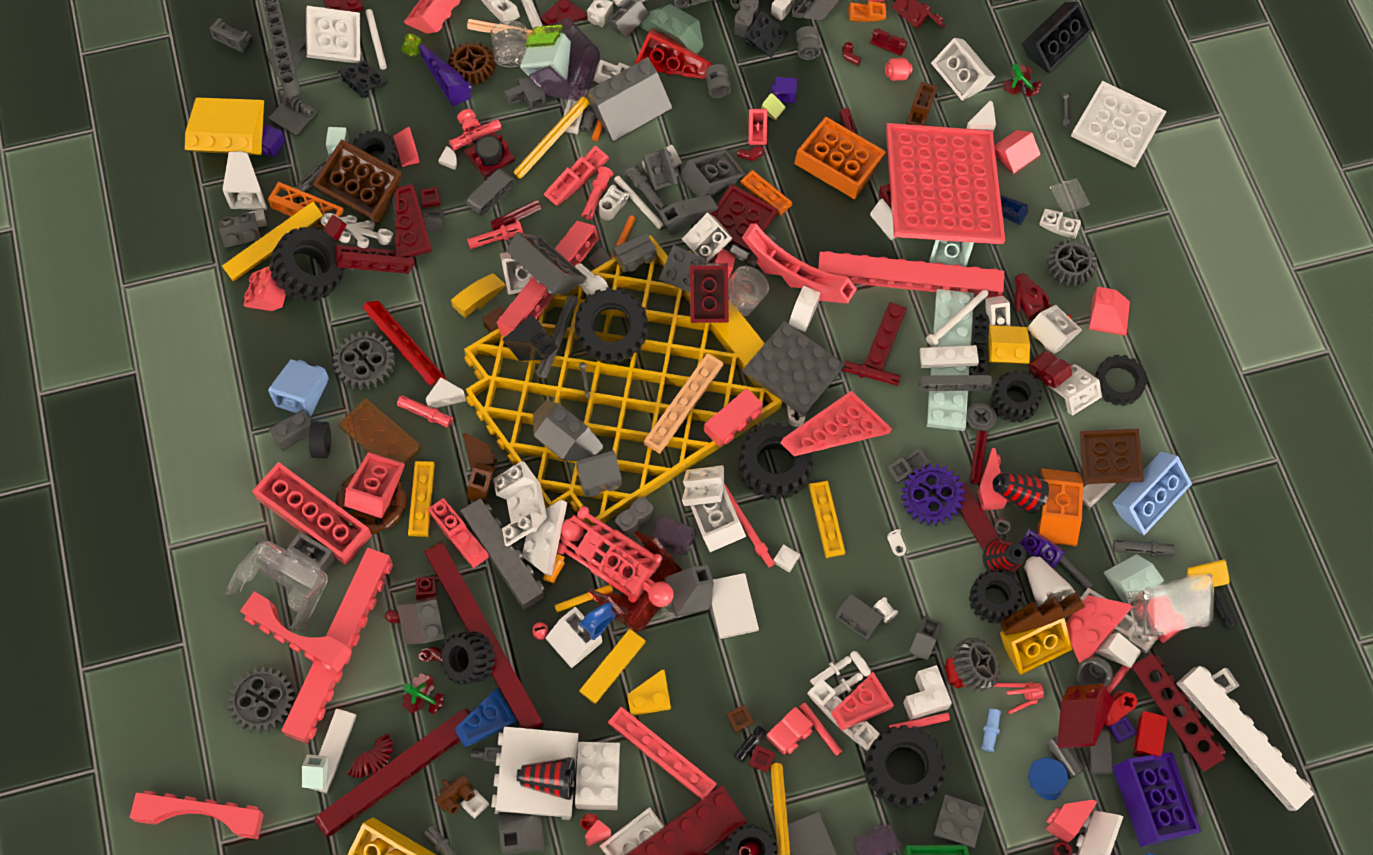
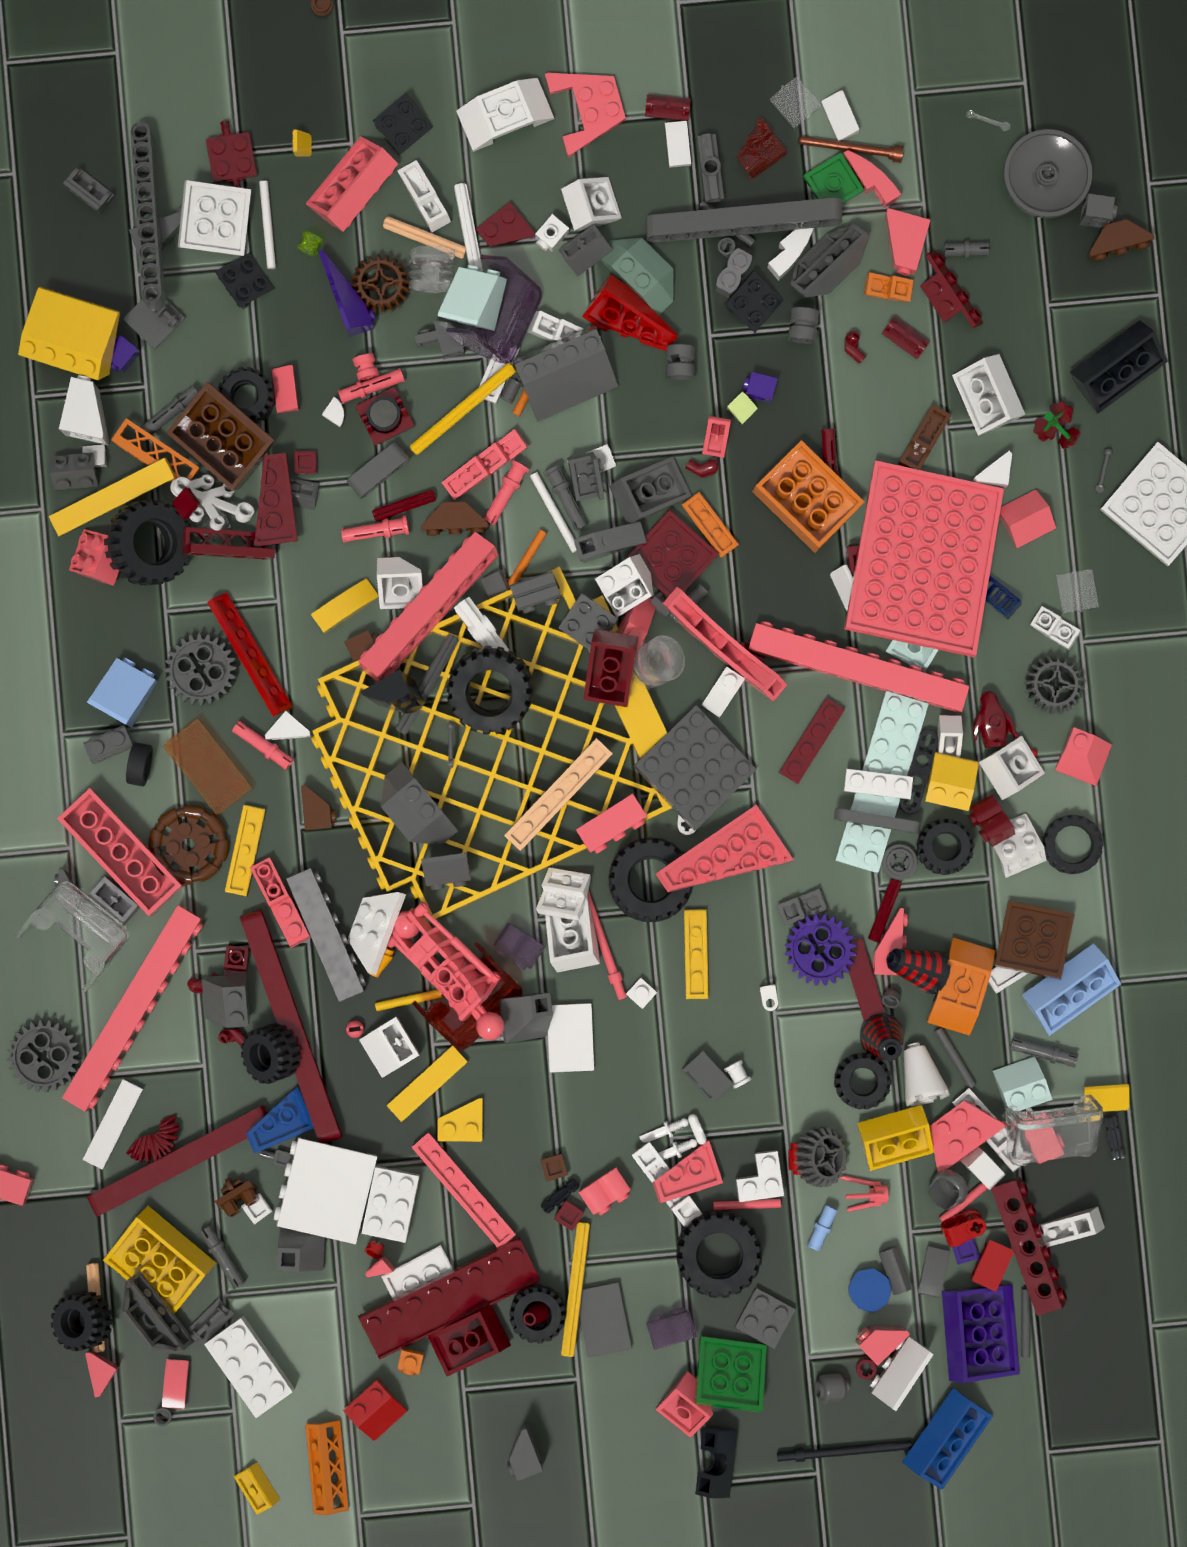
camera: 10 degrees right, 20 degrees up
(314, 772) = (92, 1150): light aqua brick -> none
(325, 649) = (57, 961): coral arch -> none
(334, 136) = (202, 368): light aqua brick -> none
(373, 485) = (194, 831): coral slope -> none
(417, 695) = (207, 1085): dark red plant -> none
(480, 482) = (314, 847): reddish brown slope -> none
(523, 501) = (358, 885): white slope -> none
(544, 36) = (474, 273): clear neon green piece -> none
(545, 263) = (426, 595): dark grey slope -> none
(549, 777) = (338, 1204): black cone -> none
(558, 217) = (454, 518): none -> reddish brown slope
(598, 620) = (416, 1042): blue hat -> none
(614, 200) = (523, 508): white piece -> none
(635, 517) = (473, 922): flat silver brick -> none
(821, 729) = (639, 1192): coral bar -> none
(871, 373) = (777, 782): dark red pin -> none
(898, 69) = (907, 382): coral head -> none
(925, 638) = (775, 1113): dark grey slope -> none
(933, 339) = (887, 744): white bar -> none
(1036, 616) = (900, 1117): reddish brown slope -> none
(1042, 547) = (925, 1029): dark purple slope -> none
(1083, 715) = (921, 1236): dark red slope -> none
(1245, 738) = (1090, 1289): white brick -> none

